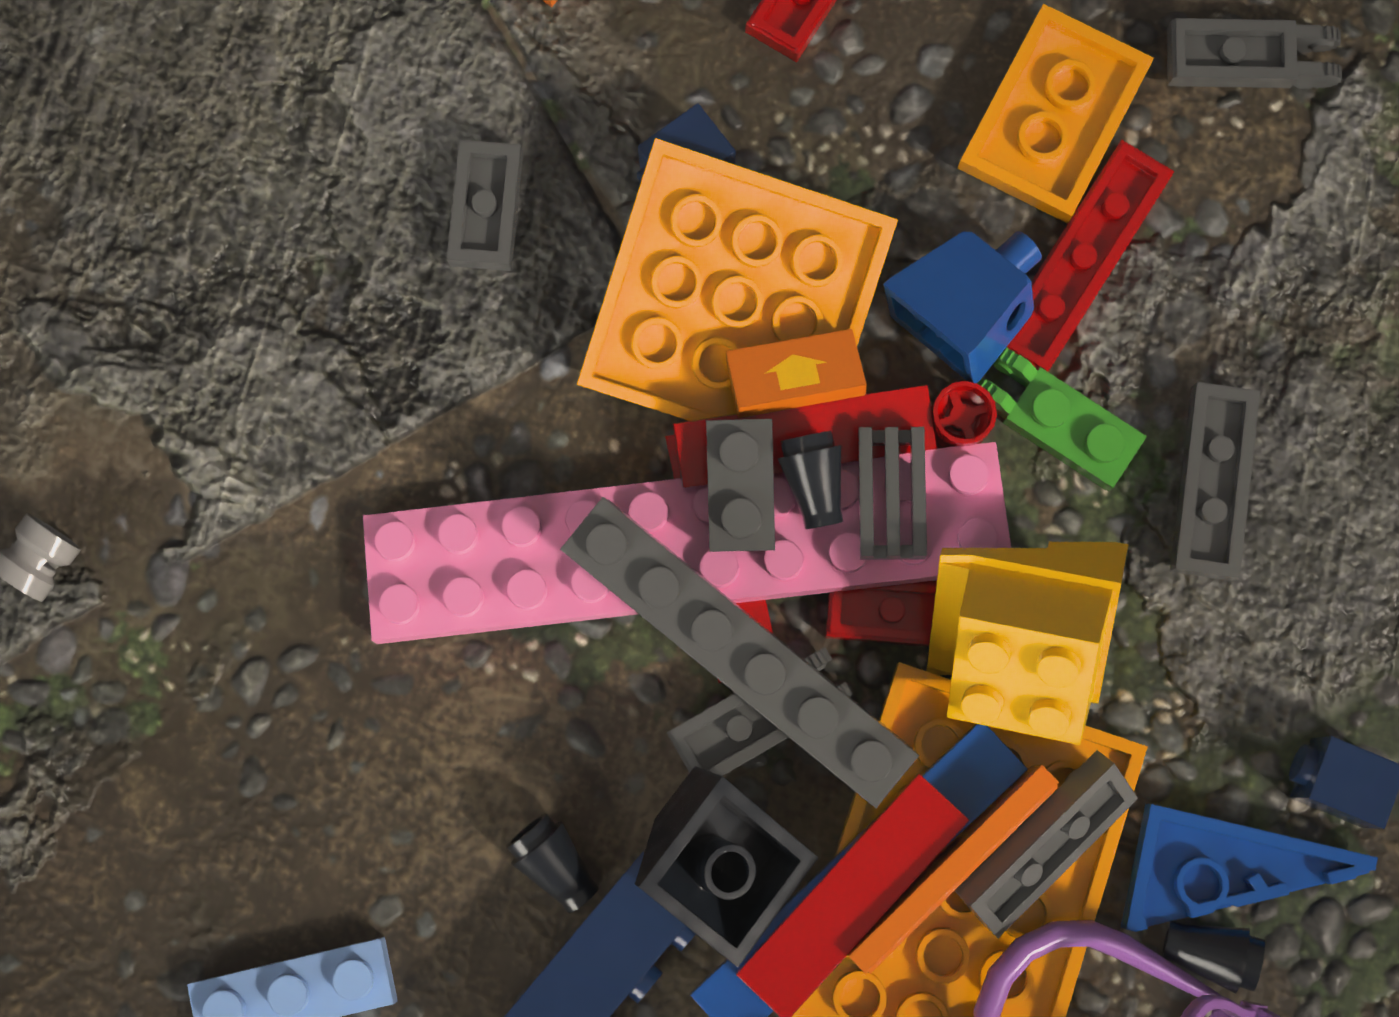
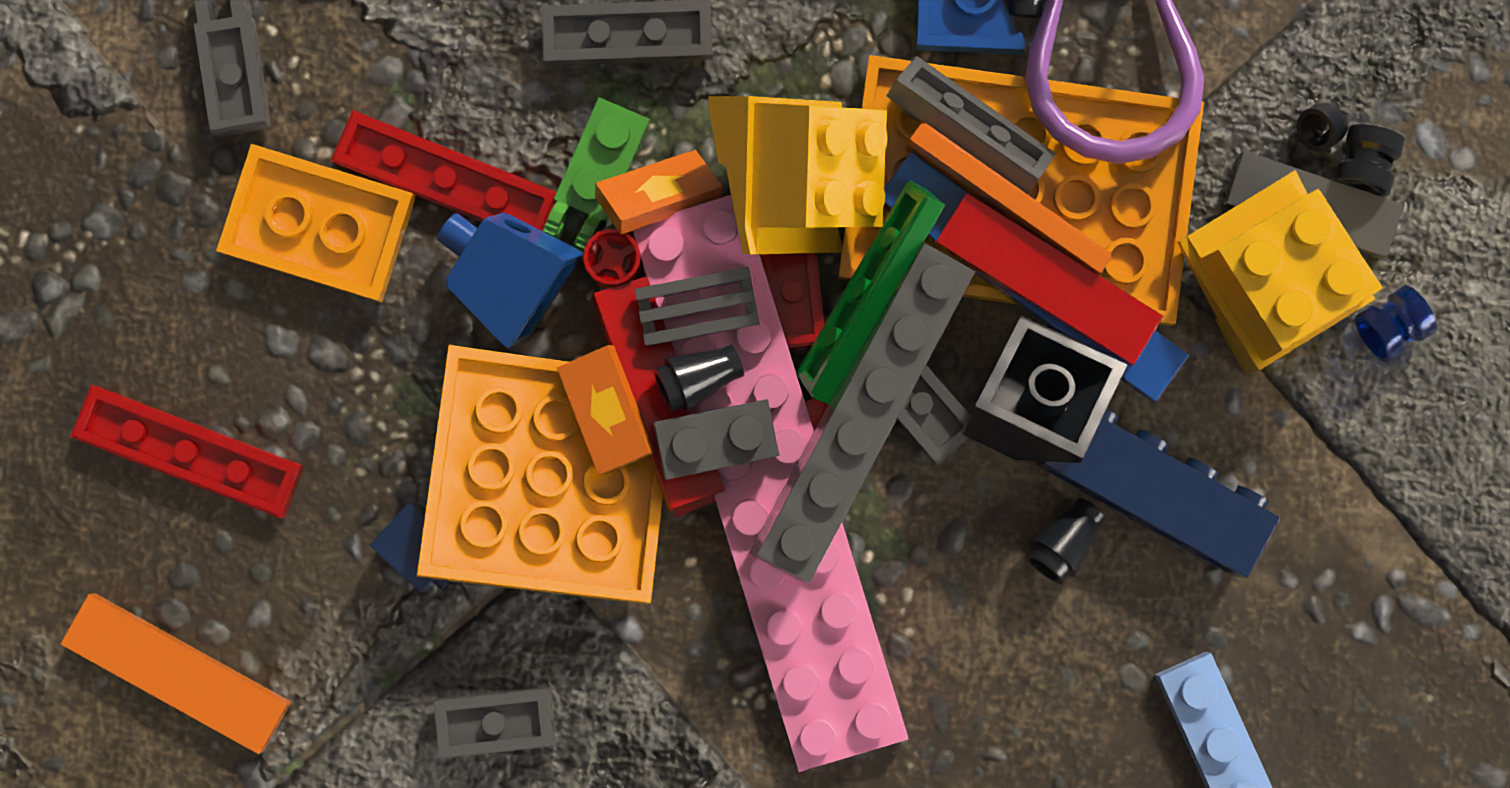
camera: 105 degrees left, 5 degrees up
(877, 689) = (869, 291): none -> green tile
(1030, 477) = (657, 191): none -> orange tile

